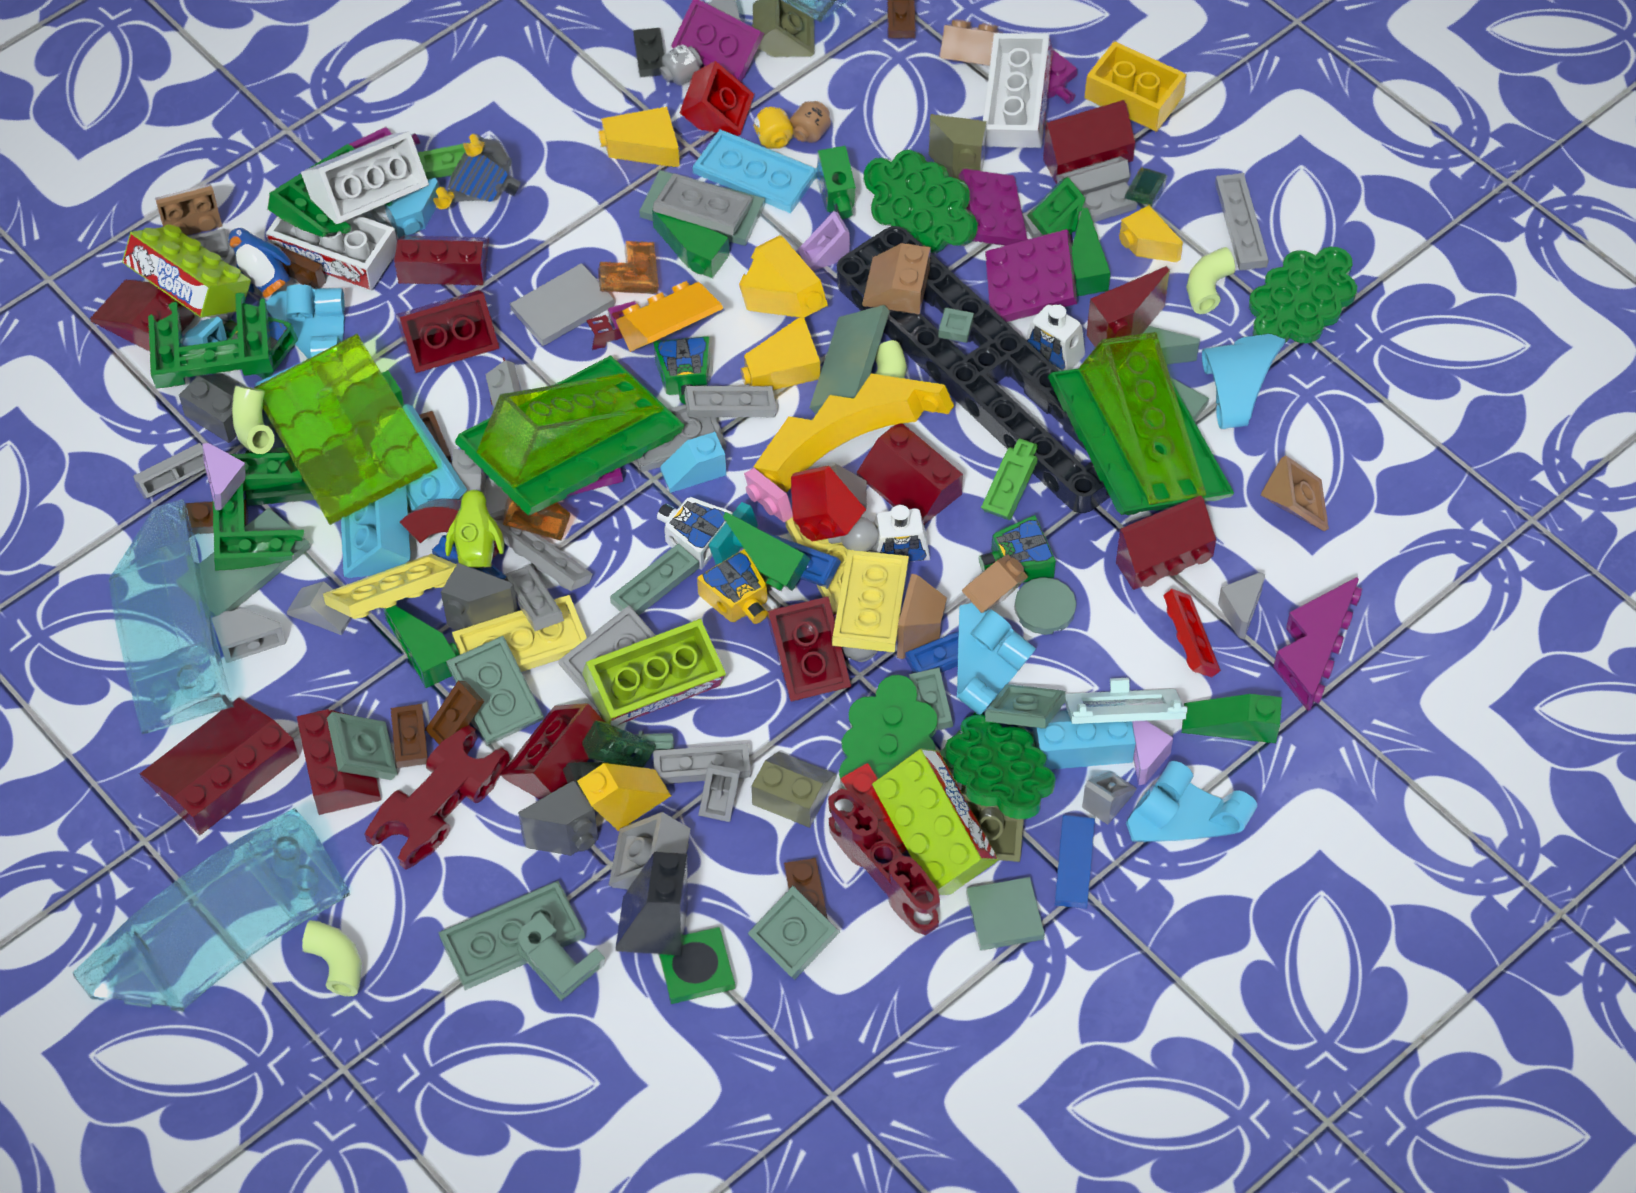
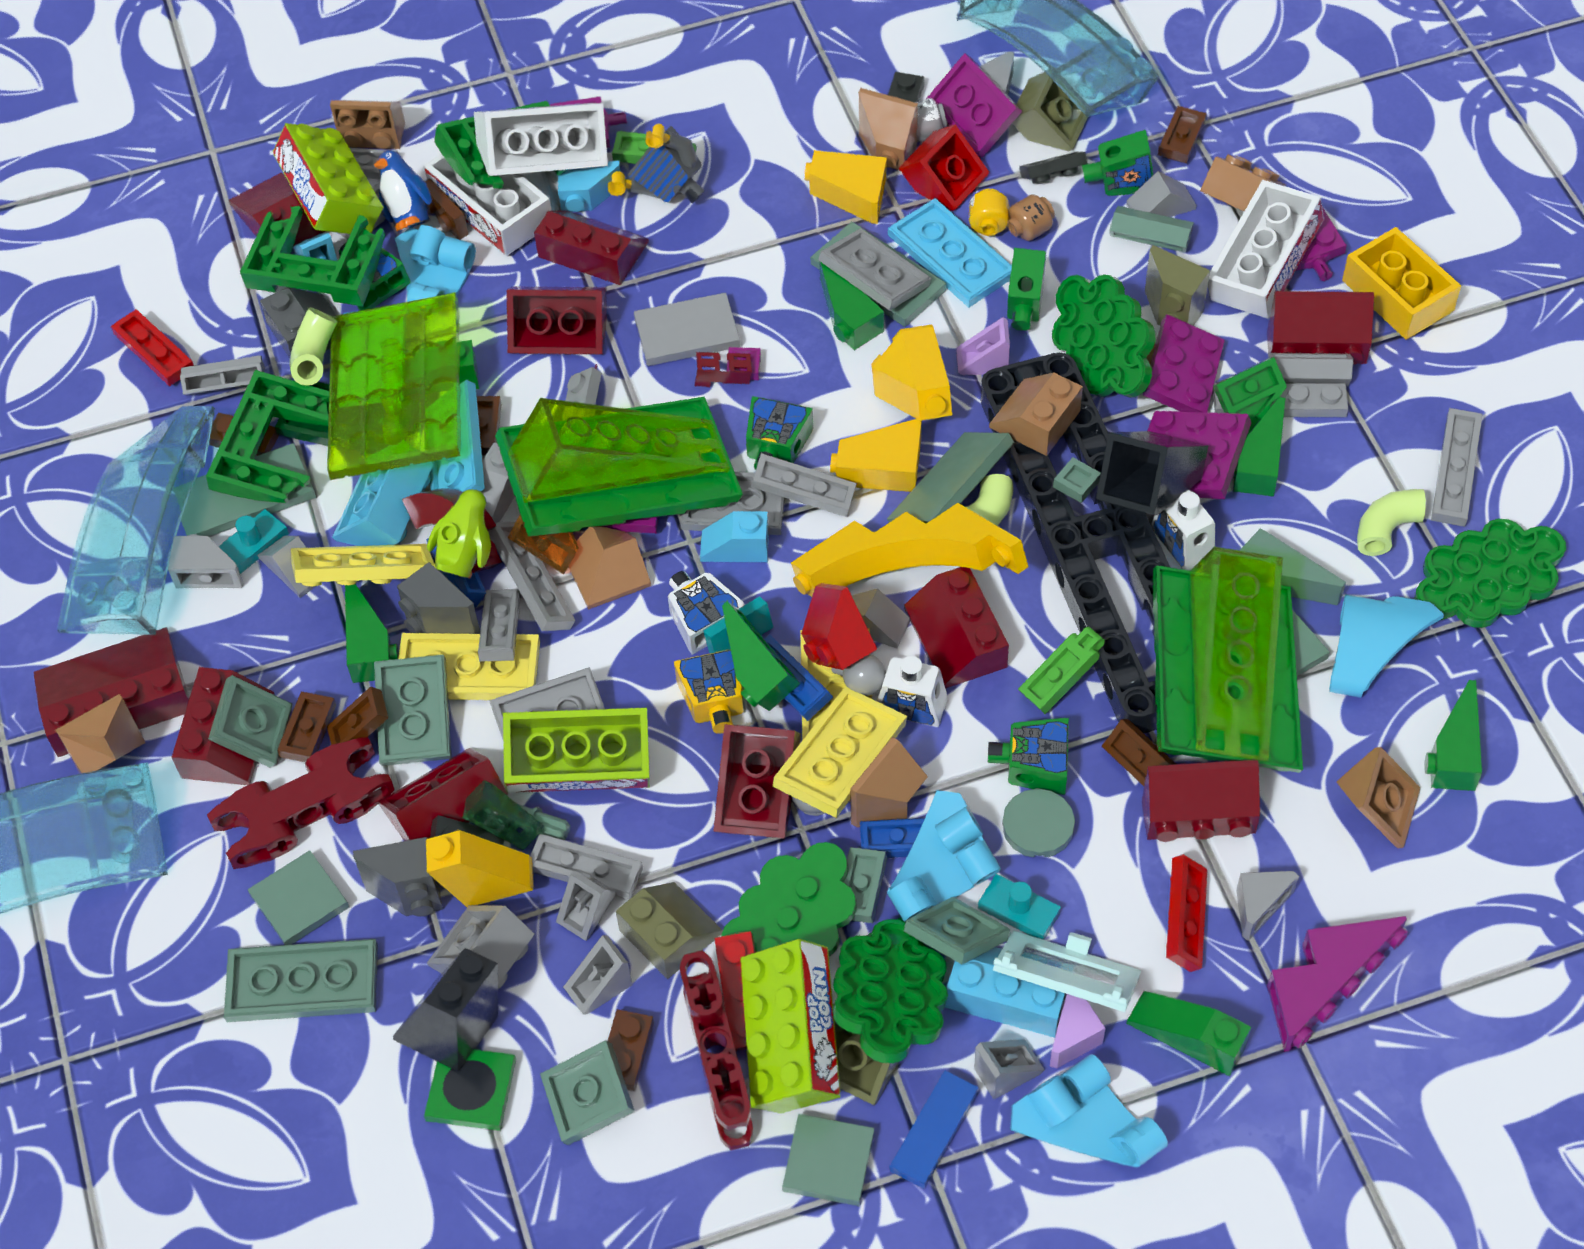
camera: 25 degrees right, 0 degrees up
(93, 466) = (151, 346): none -> red plate
(223, 474) = (250, 394): lavender slope -> none
(240, 803) = (100, 735): none -> medium nougat slope
(277, 596) = (252, 538): none -> teal tile
(339, 954) = (118, 934): yellowish green cylinder -> none
(474, 873) = (298, 898): none -> sand green tile
(552, 961) = (320, 1026): sand green piece -> none
(598, 521) = (607, 566): none -> medium nougat slope
(635, 275) = (773, 322): clear orange plate -> none
(653, 79) = (888, 126): none -> slope
(655, 580) = (634, 650): sand green plate -> none
(666, 314) = (779, 371): light orange slope -> none
(758, 842) = (599, 976): none -> light grey slope
(768, 494) = (789, 590): bright pink plate -> none
(815, 68) = (1066, 164): none -> pearl dark grey plate
(868, 55) = (1123, 164): none -> green torso
(907, 75) = (1162, 197): none -> light grey slope
(912, 101) = (1151, 229): none -> sand green piece
(995, 583) = (985, 780): medium nougat slope -> none
(1013, 298) = (1149, 470): none -> black slope
(1060, 673) = (1019, 906): none -> teal tile
(1096, 525) = (1134, 750): none -> reddish brown plate
(1127, 308) = (1273, 521): dark red slope -> none
(1146, 186) = (1363, 396): clear green slope -> none
(1150, 236) = (1343, 451): yellow slope -> none
(1339, 443) = (1457, 749): none -> green slope

